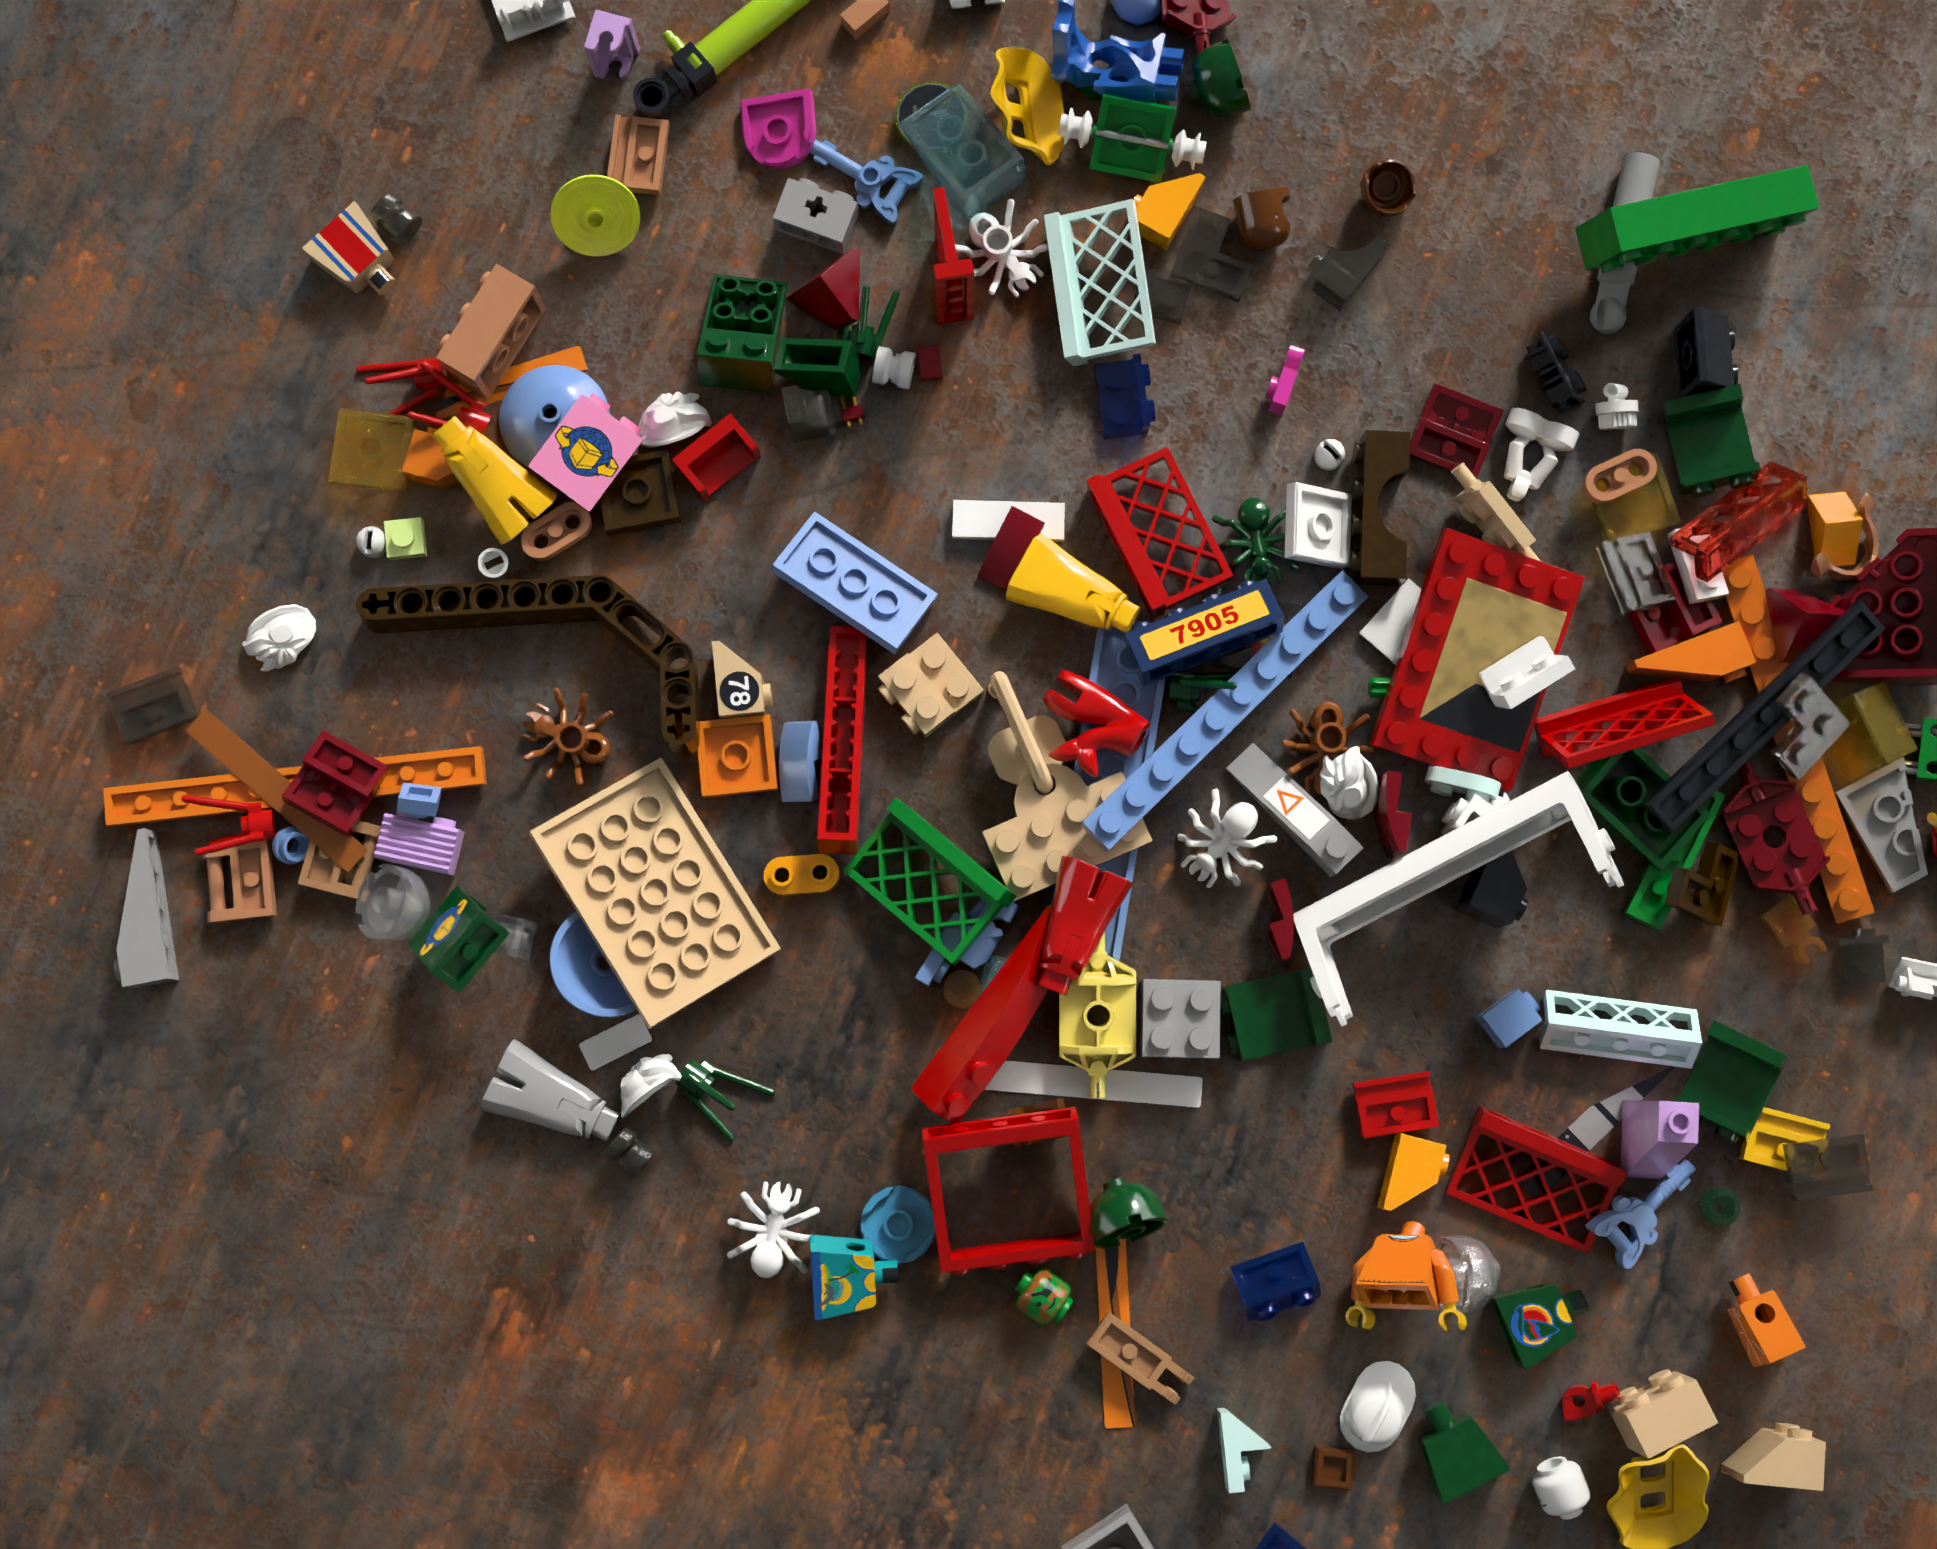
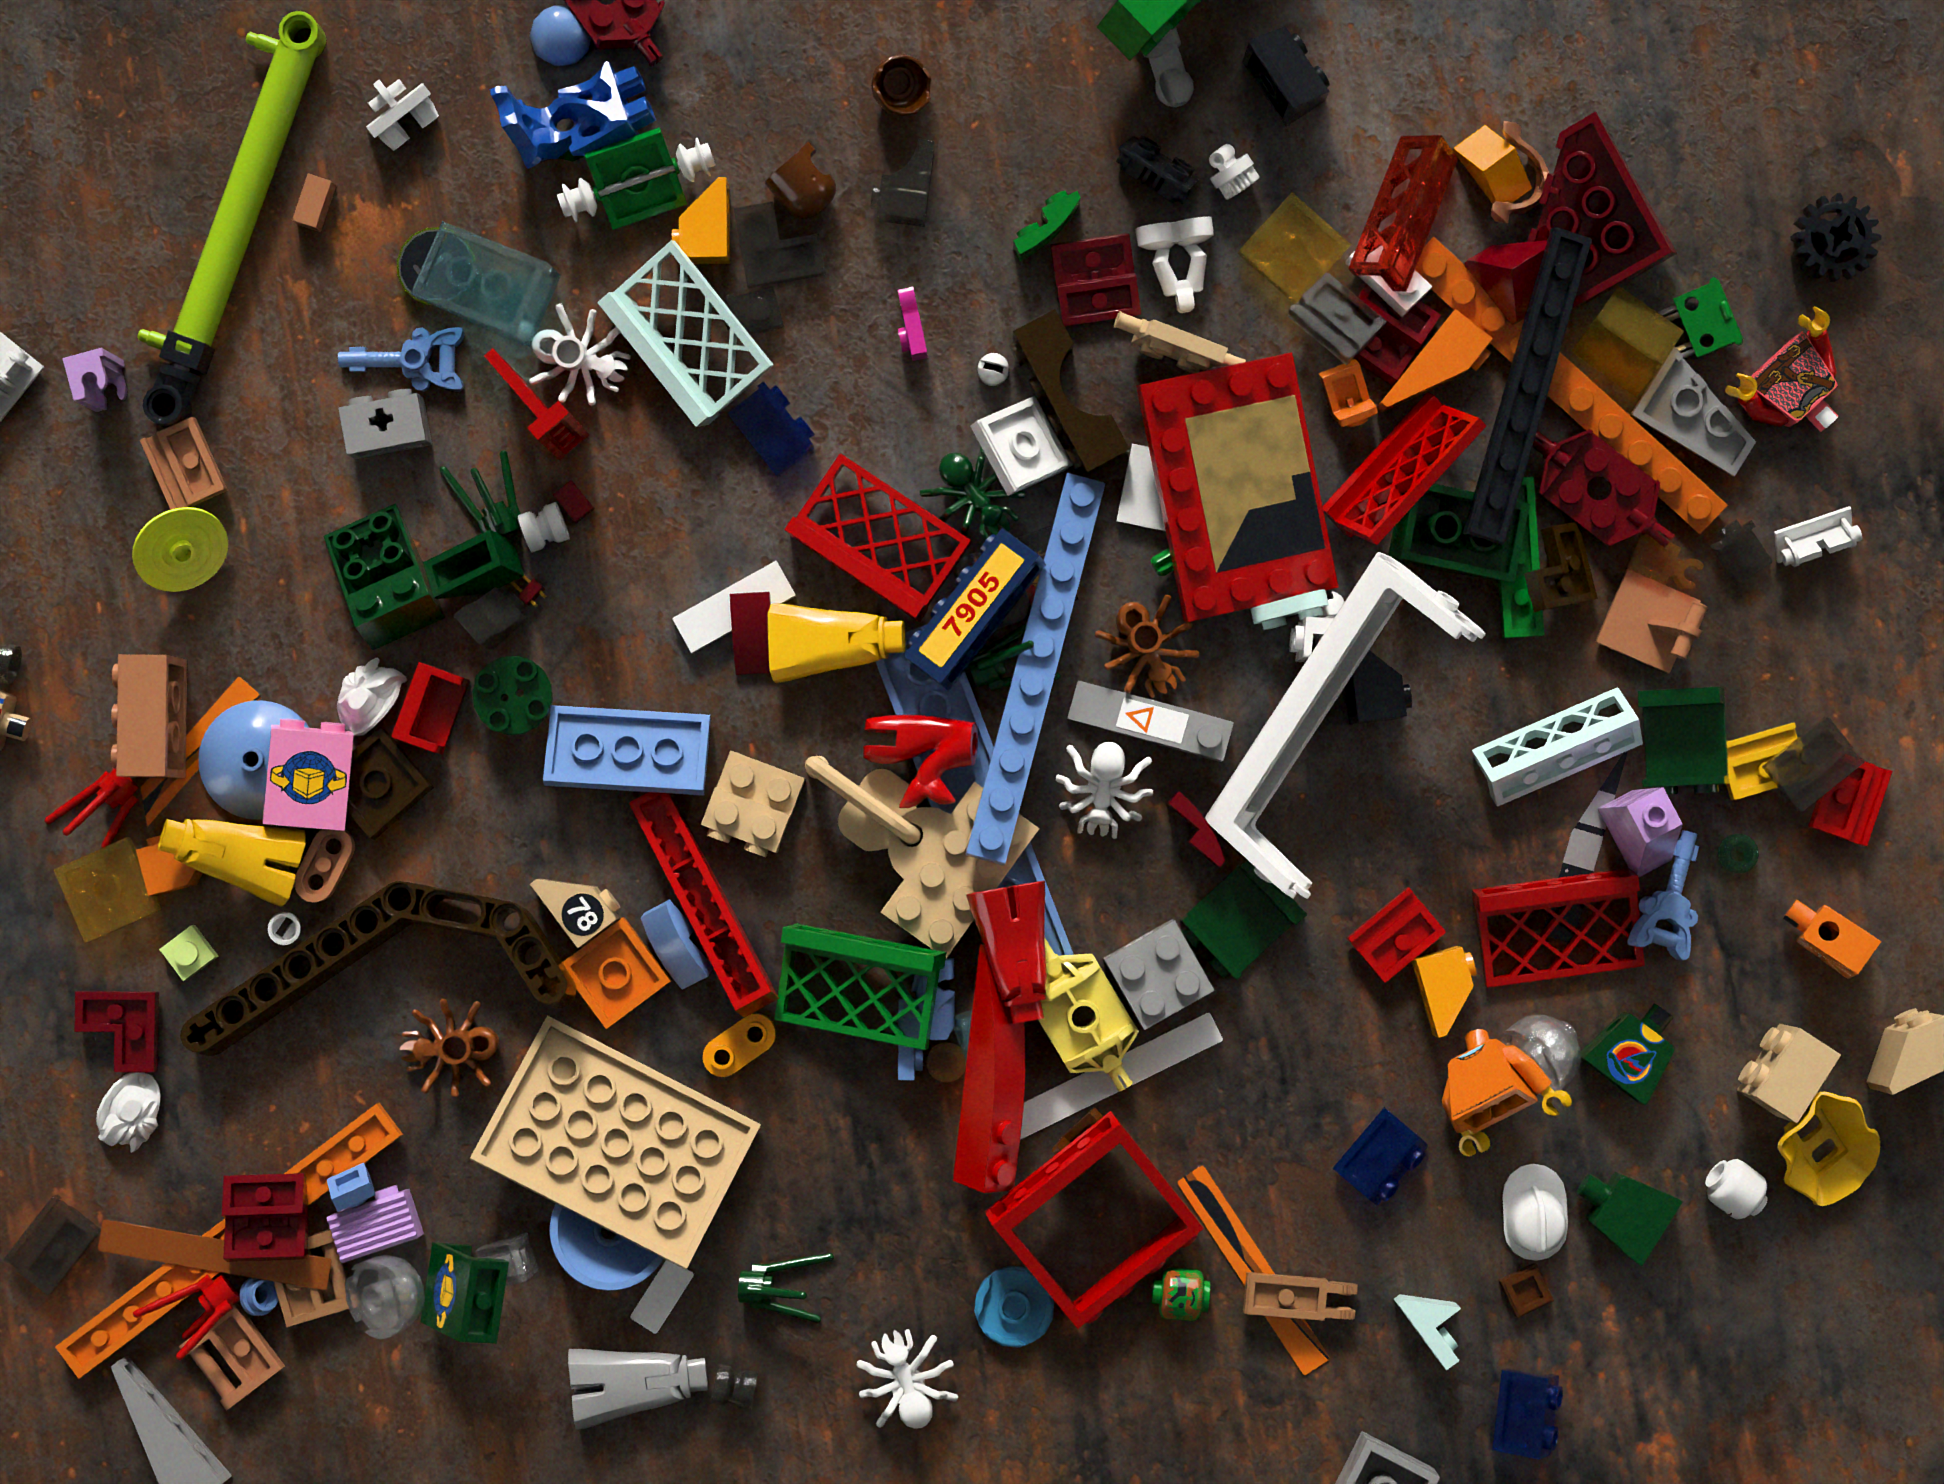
camera: 25 degrees left, 5 degrees up
(327, 563) = (133, 1020): none -> dark red plate
(378, 542) = (165, 971): white hinge -> none
(468, 417) = (183, 807): red plant -> none
(645, 1079) = (710, 1314): white hat -> none
(779, 128) = (300, 361): dark pink tile -> none
(793, 467) = (518, 713): none -> dark green plate
(833, 292) = (444, 489): dark red slope -> none
(846, 1275) = (994, 1381): torso -> none
(1039, 102) = (531, 196): yellow piece -> none
(1125, 1212) = (1210, 1178): dark green cylinder -> none
(1218, 81) = (685, 77): dark green cylinder -> none
(1349, 784) = (1187, 669): white hat -> none
(1391, 825) = (1248, 686): dark red slope -> none
(1452, 362) = (1055, 216): none -> green slope
(1510, 1017) = (1454, 795): medium blue brick -> none
(1524, 673) = (1287, 477): white bracket -> none
(1594, 1397) = (1722, 1091): red piece -> none
(1609, 640) = (1347, 394): none -> orange bracket
(1617, 476) = (1269, 237): nougat plate -> none
(1710, 441) = (1336, 152): dark green panel -> none
(1756, 972) = (1651, 622): none -> nougat plate
(1816, 726) = (1580, 371): clear smoke plate -> none
(1840, 1222) = (1852, 805): none -> red plate

